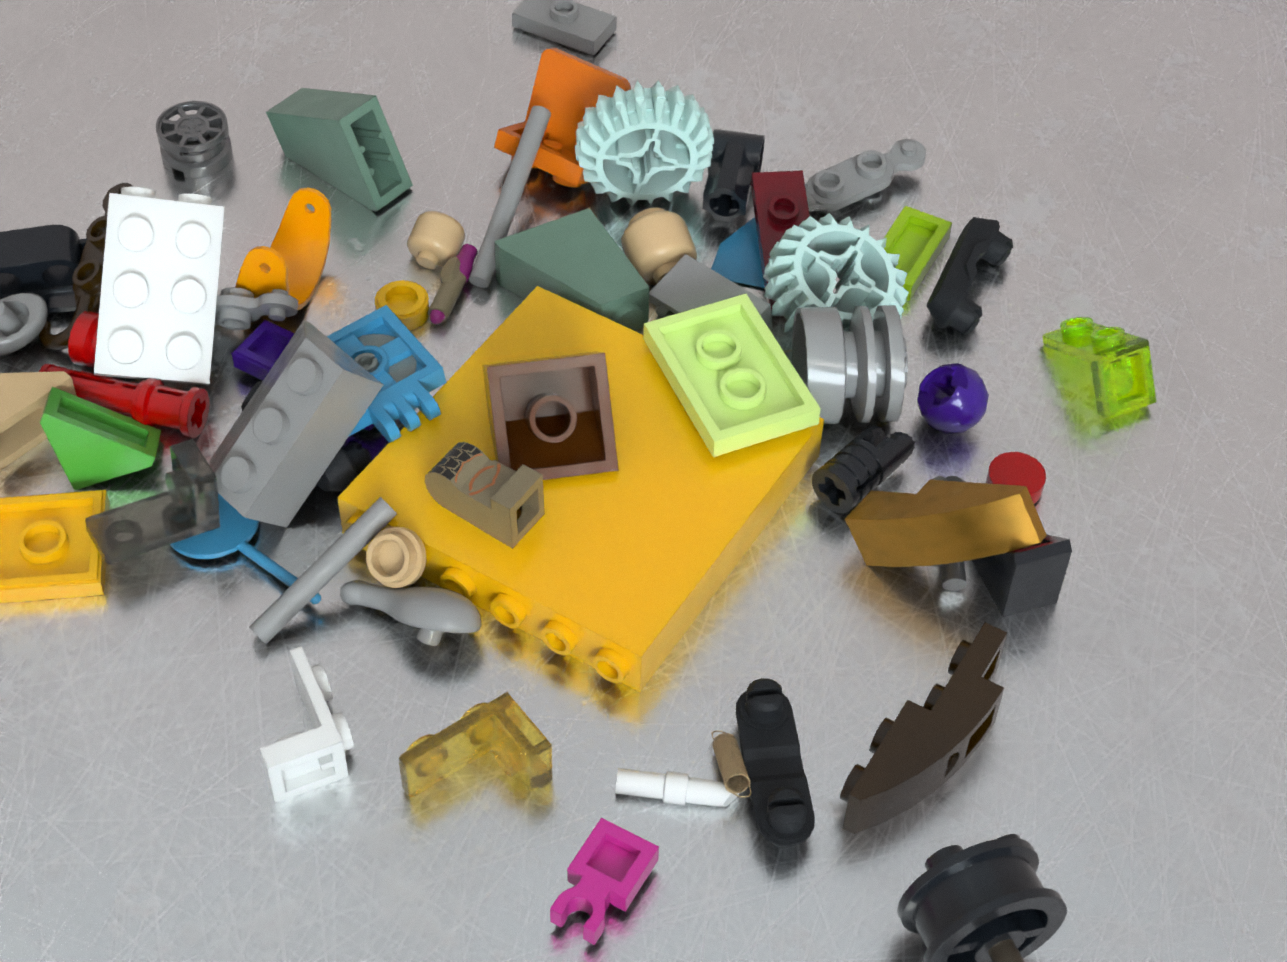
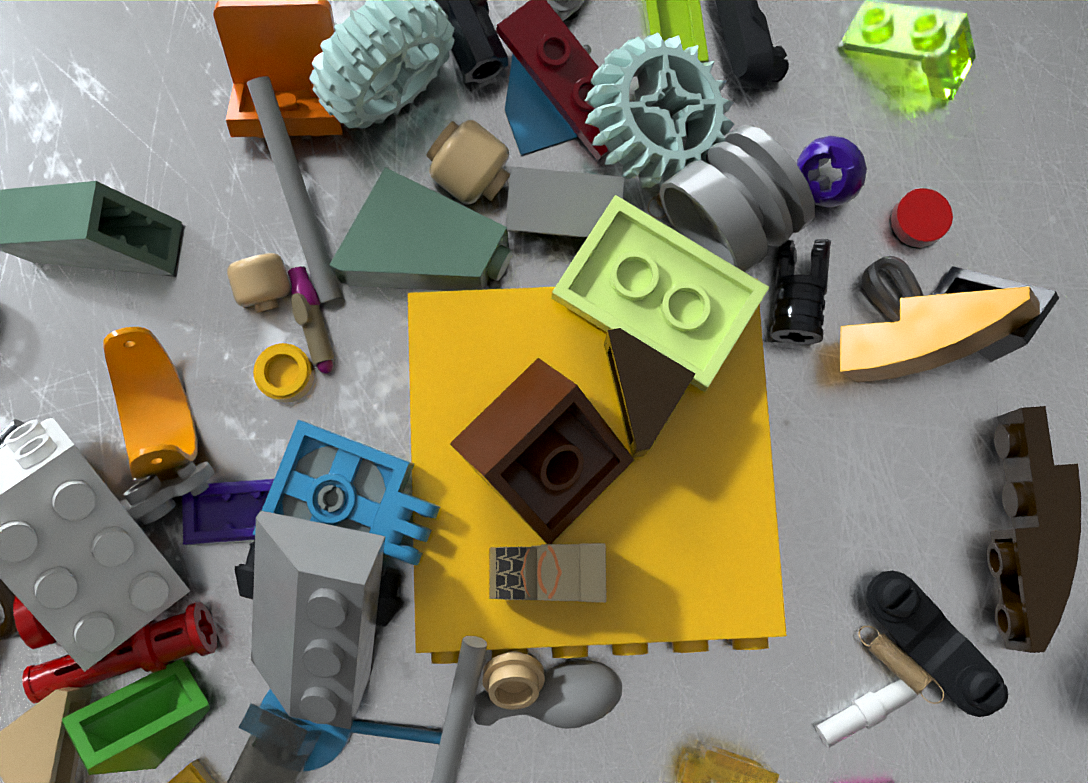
camera: 35 degrees left, 30 degrees up
(664, 424) = (645, 386): none -> dark brown slope

